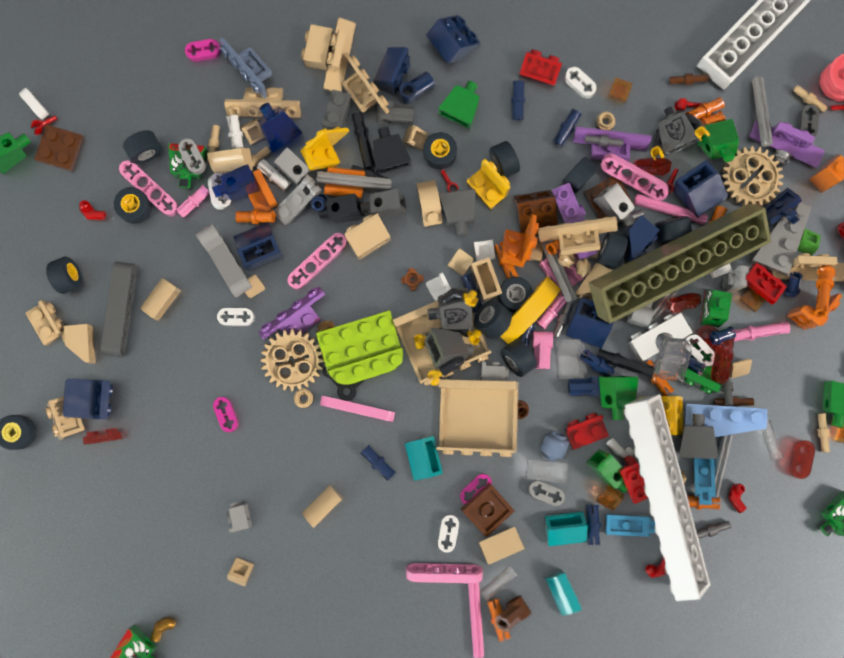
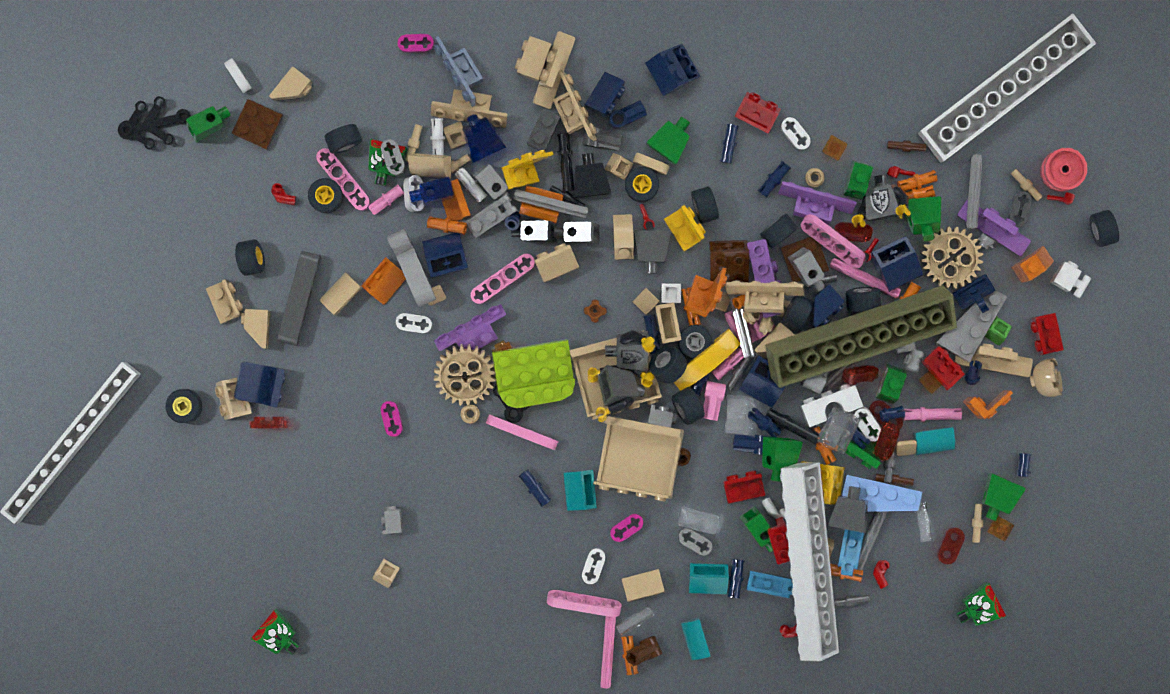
camera: 10 degrees right, 5 degrees up
(38, 125) = (241, 97): red hand -> none
(87, 106) = (292, 86): none -> tan slope
(160, 626) = (303, 613): pearl gold arm -> none
(201, 280) = (384, 281): none -> orange panel
(322, 506) = (474, 521): tan brick -> none
(438, 286) = (619, 323): white panel -> none
(451, 129) = (651, 163): none -> tan beam
(487, 509) = (634, 549): reddish brown plate -> none
(554, 446) = (710, 497): sand blue head -> none
(603, 140) = (807, 199): flat silver bar -> none
(610, 498) = (756, 555): clear orange plate -> none
(650, 113) = (858, 180): none -> green torso
(768, 356) = (934, 440): none -> teal brick
(824, 285) = (1000, 379): orange pin -> none

